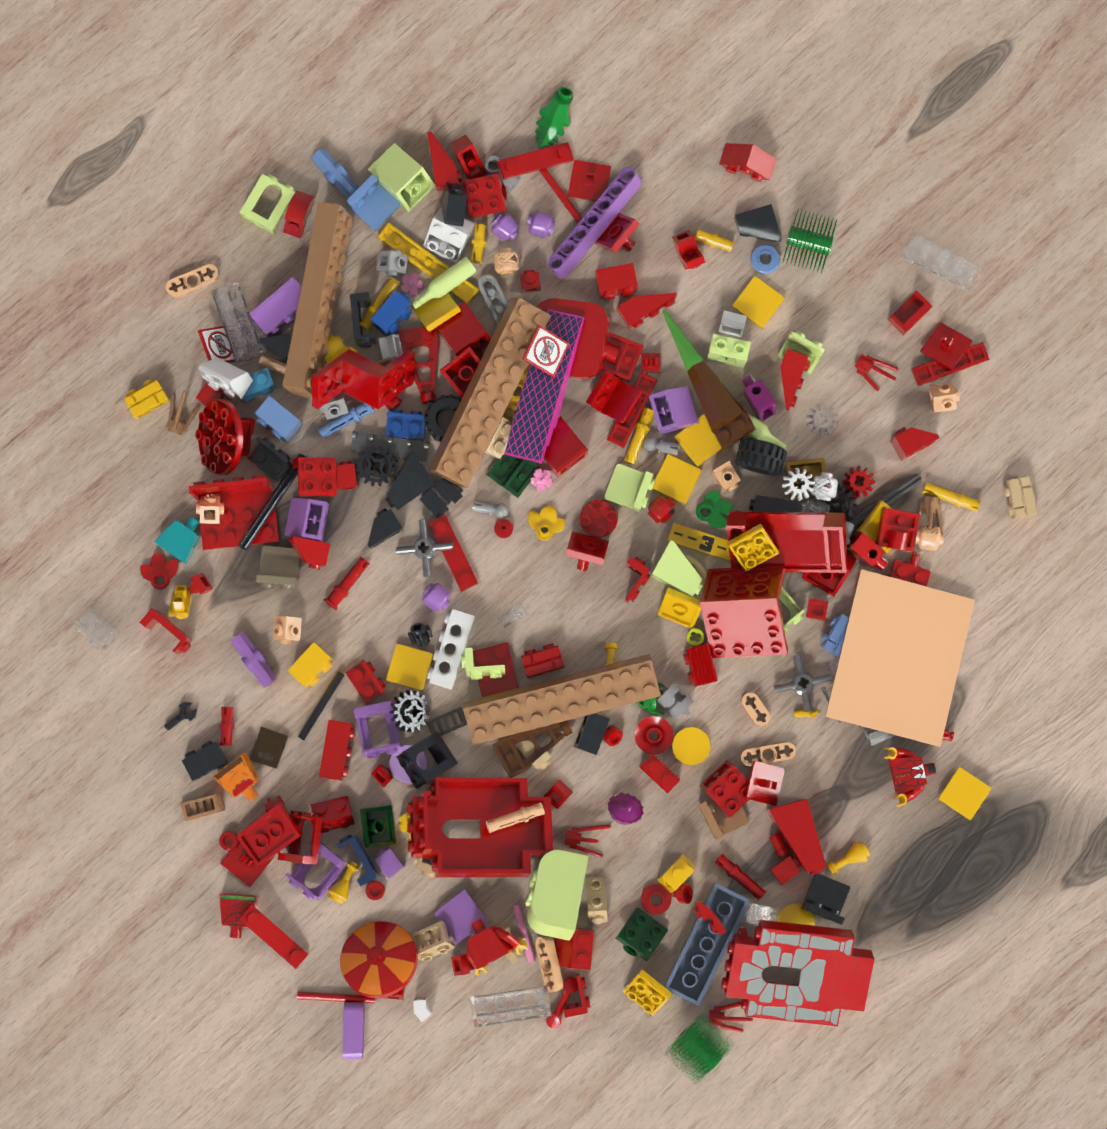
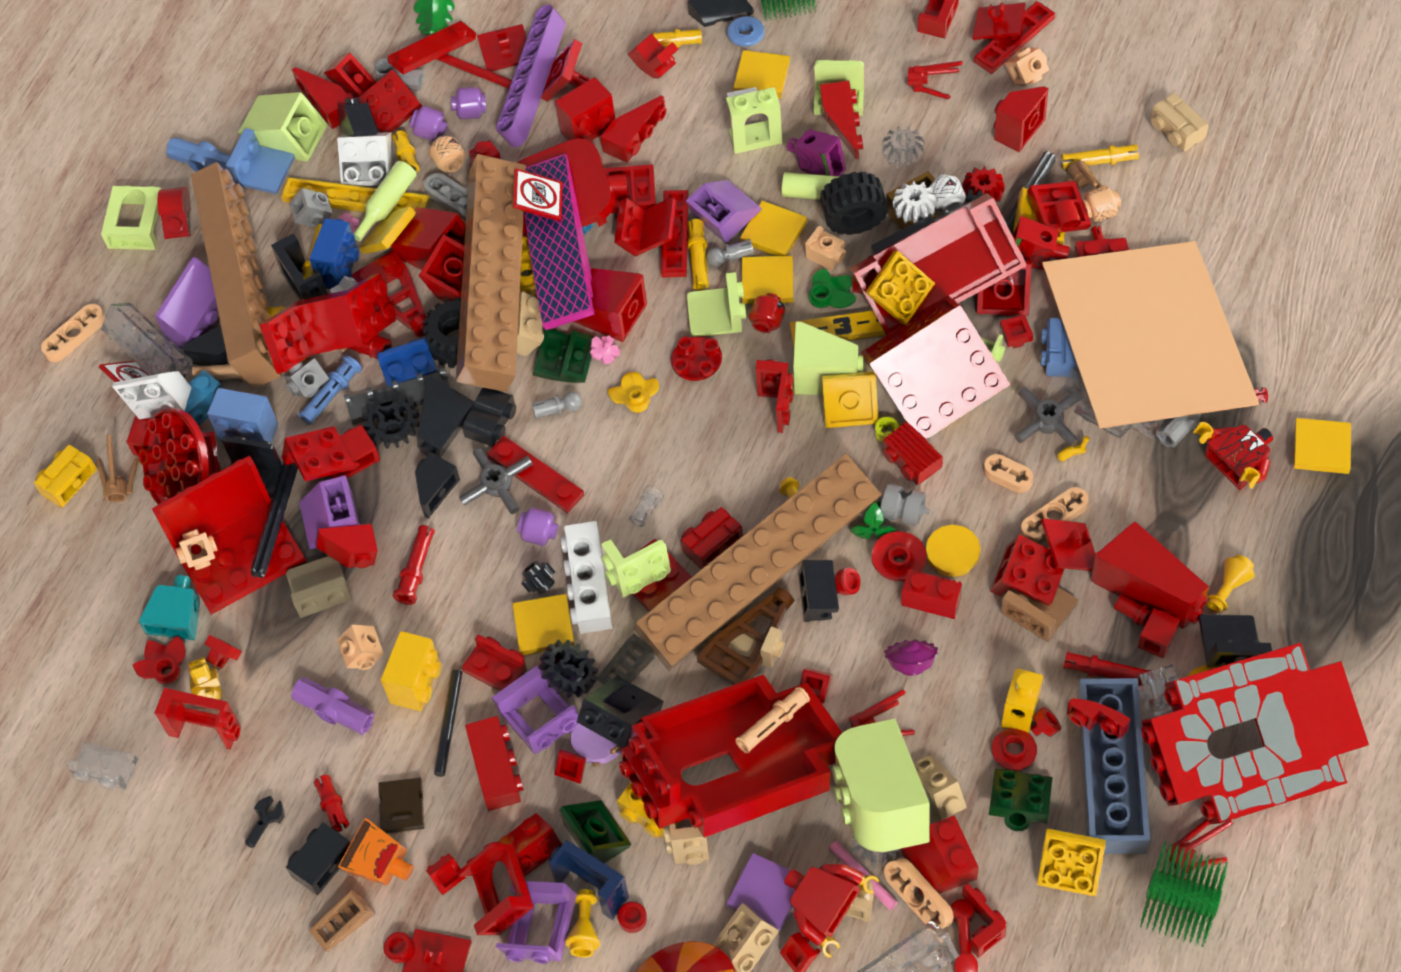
camera: 20 degrees left, 25 degrees down
(269, 835) = (450, 905): red plate -> none
(388, 862) = (635, 867): medium lavender brick -> none
(507, 532) = (585, 421): red tile -> none
(586, 549) = (700, 392): red tile -> none
(650, 362) = (671, 180): red tile -> none
(722, 410) = (780, 180): reddish brown plate -> none

